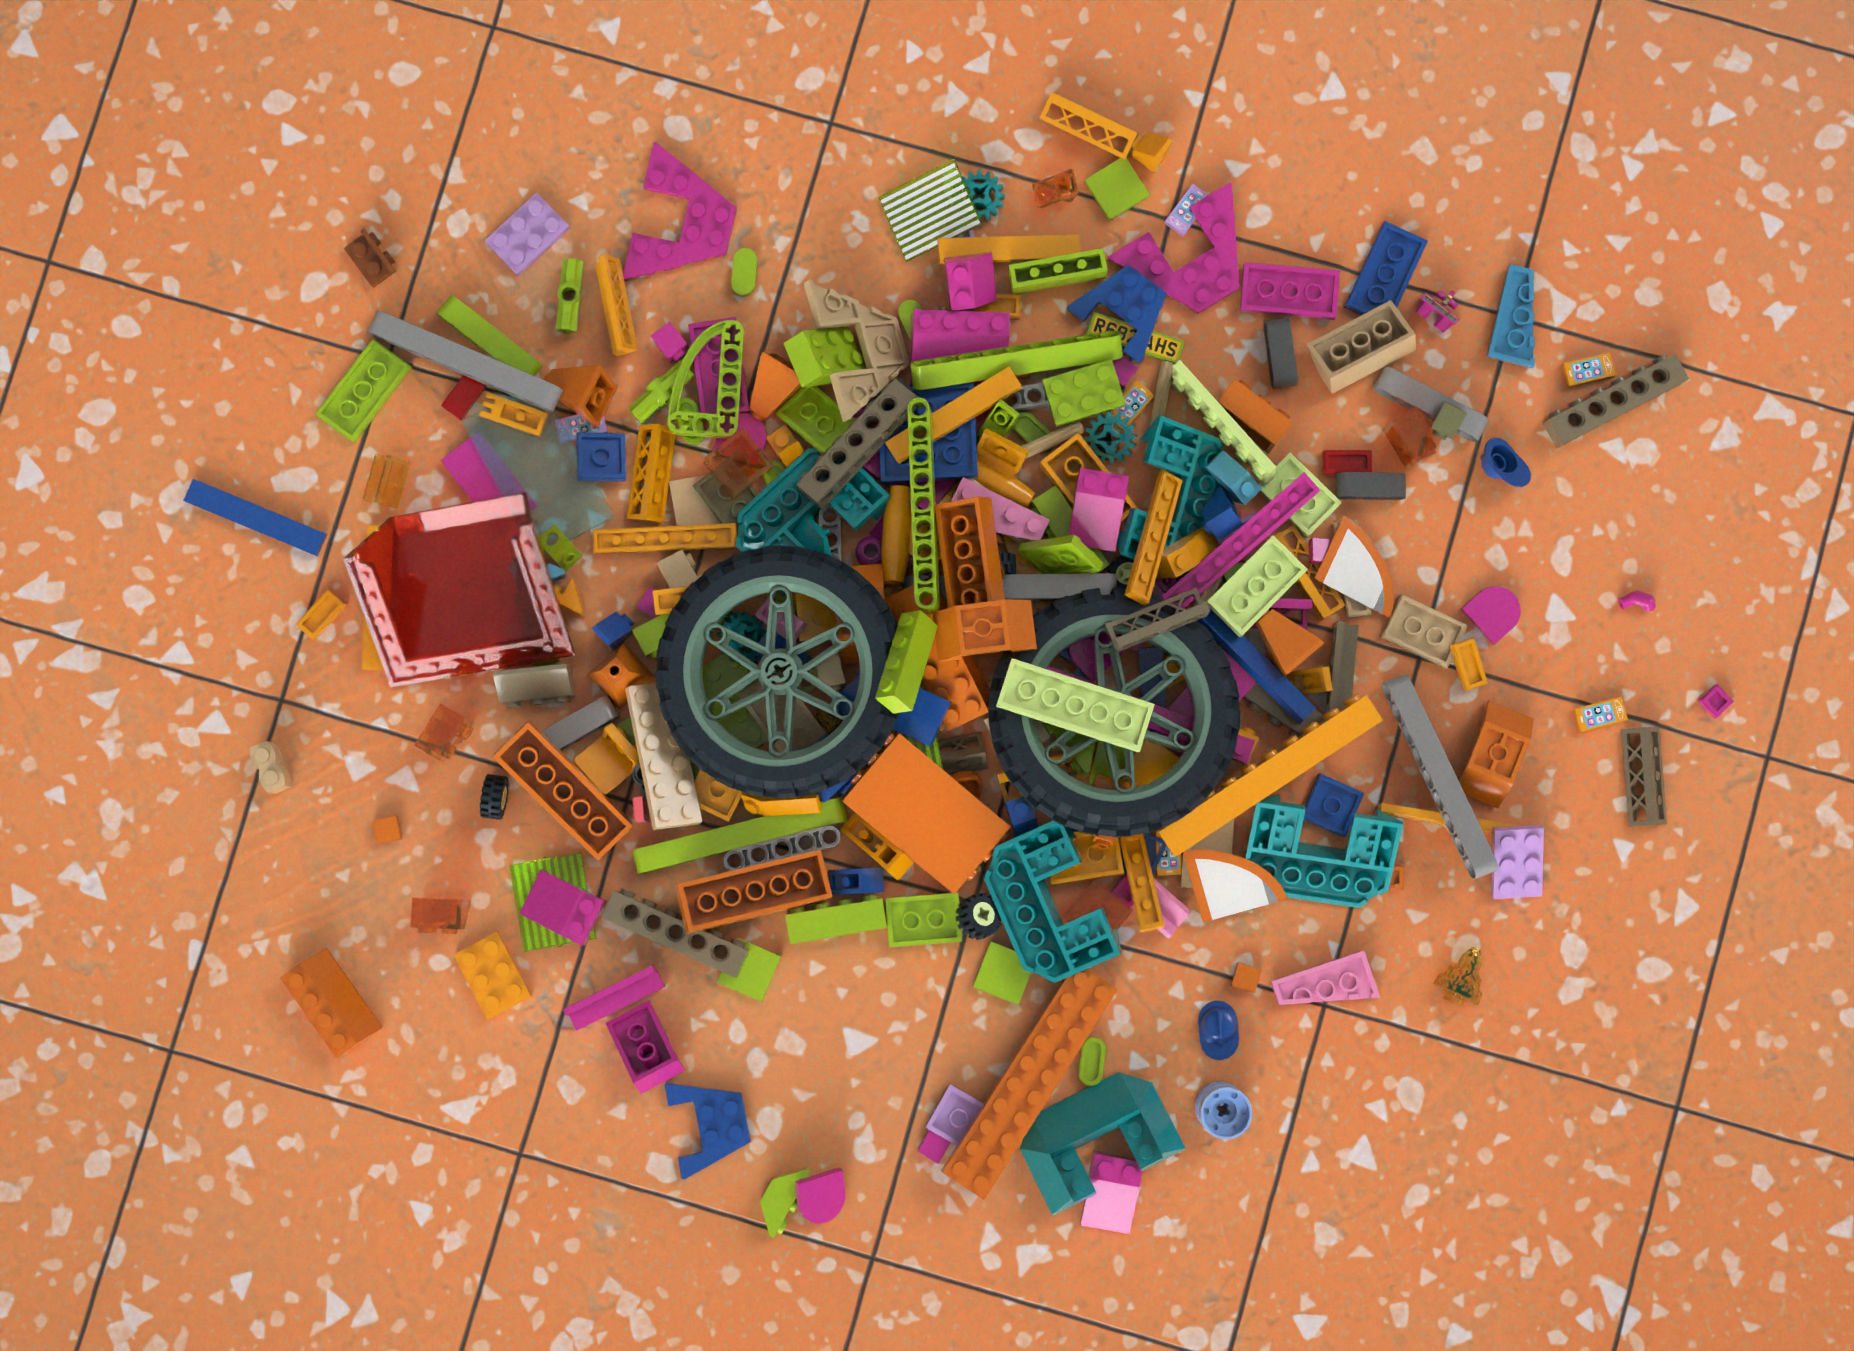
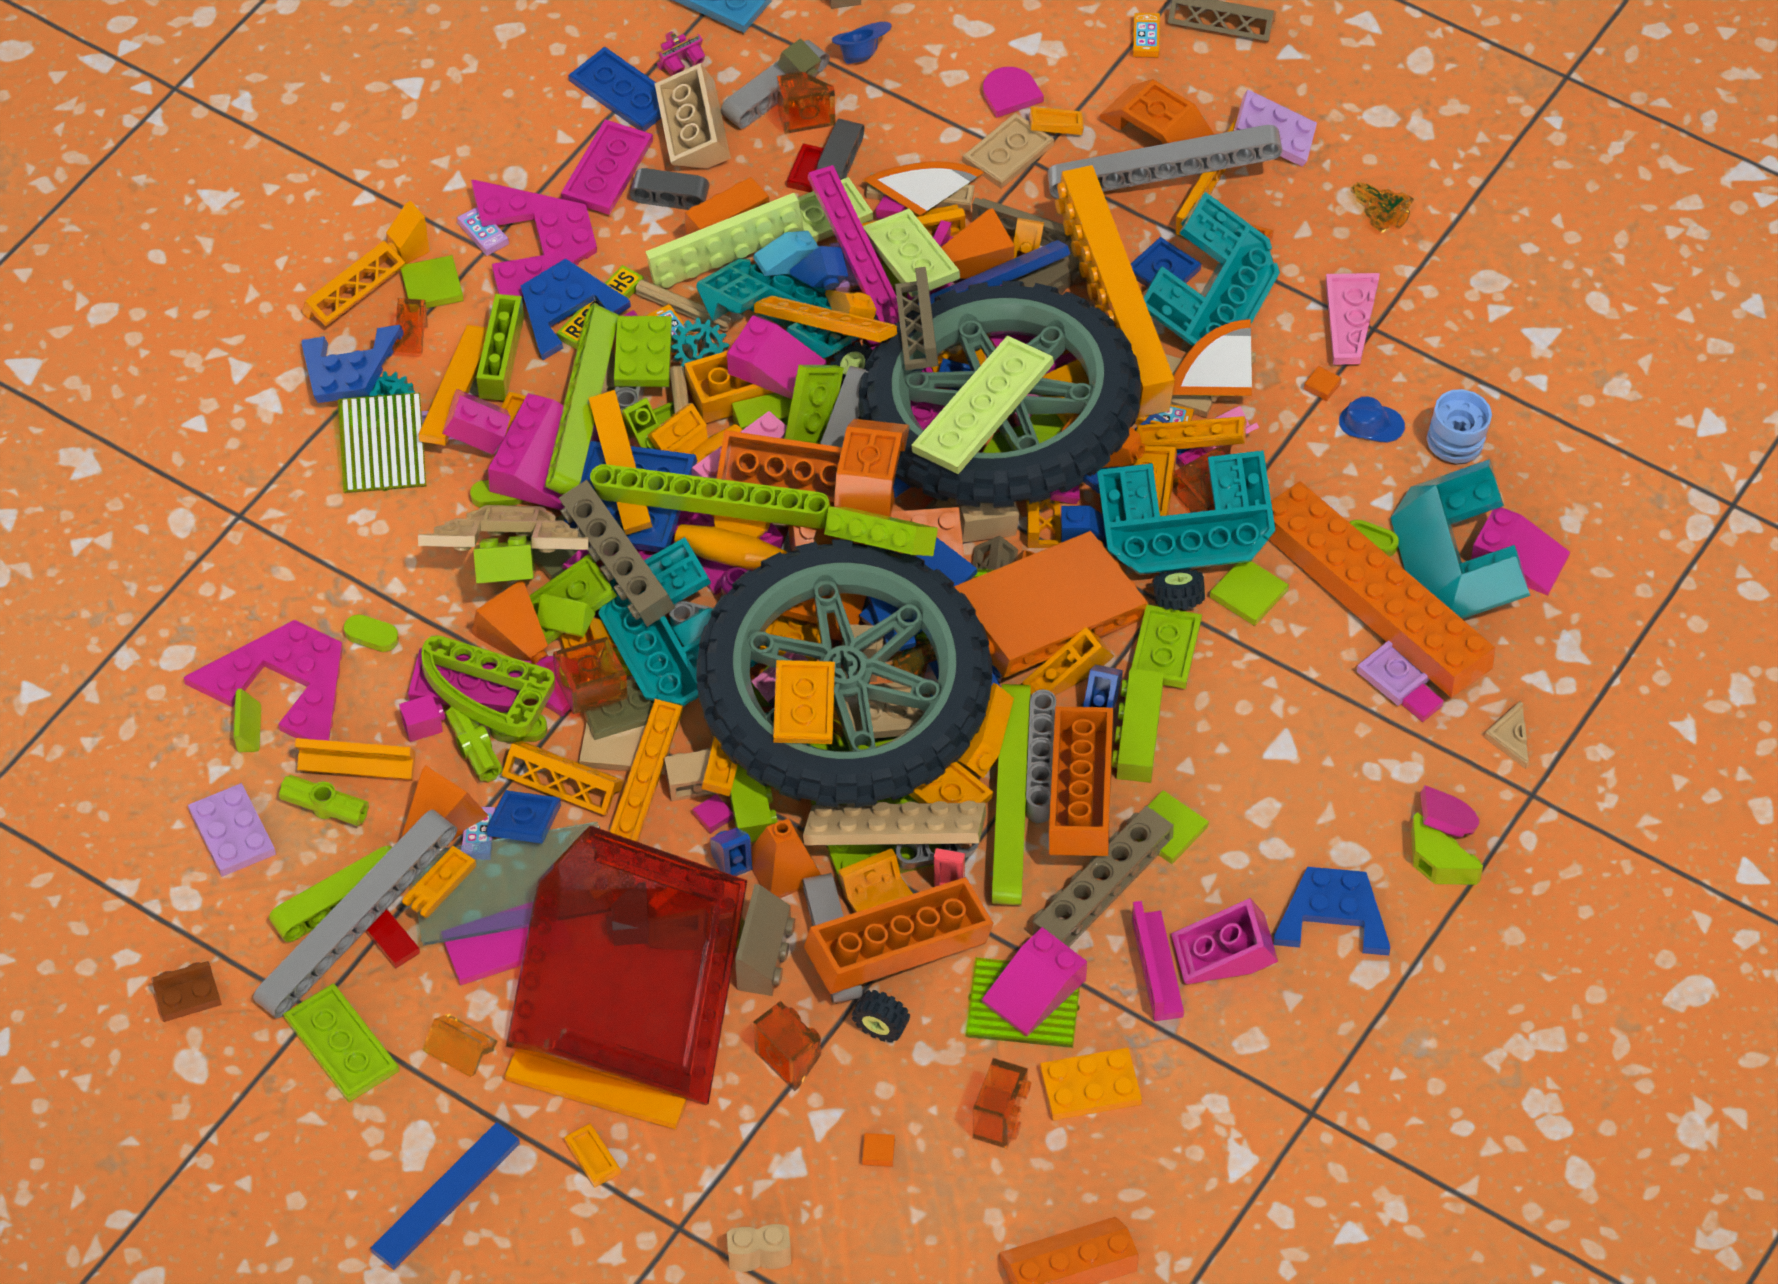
camera: 70 degrees left, 30 degrees down
(627, 207) = (247, 722): none -> lime slope
(725, 651) = (804, 702): none -> light orange tile
(792, 422) = (564, 615): none -> lime slope
(924, 1226) = (1510, 735): none -> tan tile
(987, 152) = (347, 373): none -> blue wing

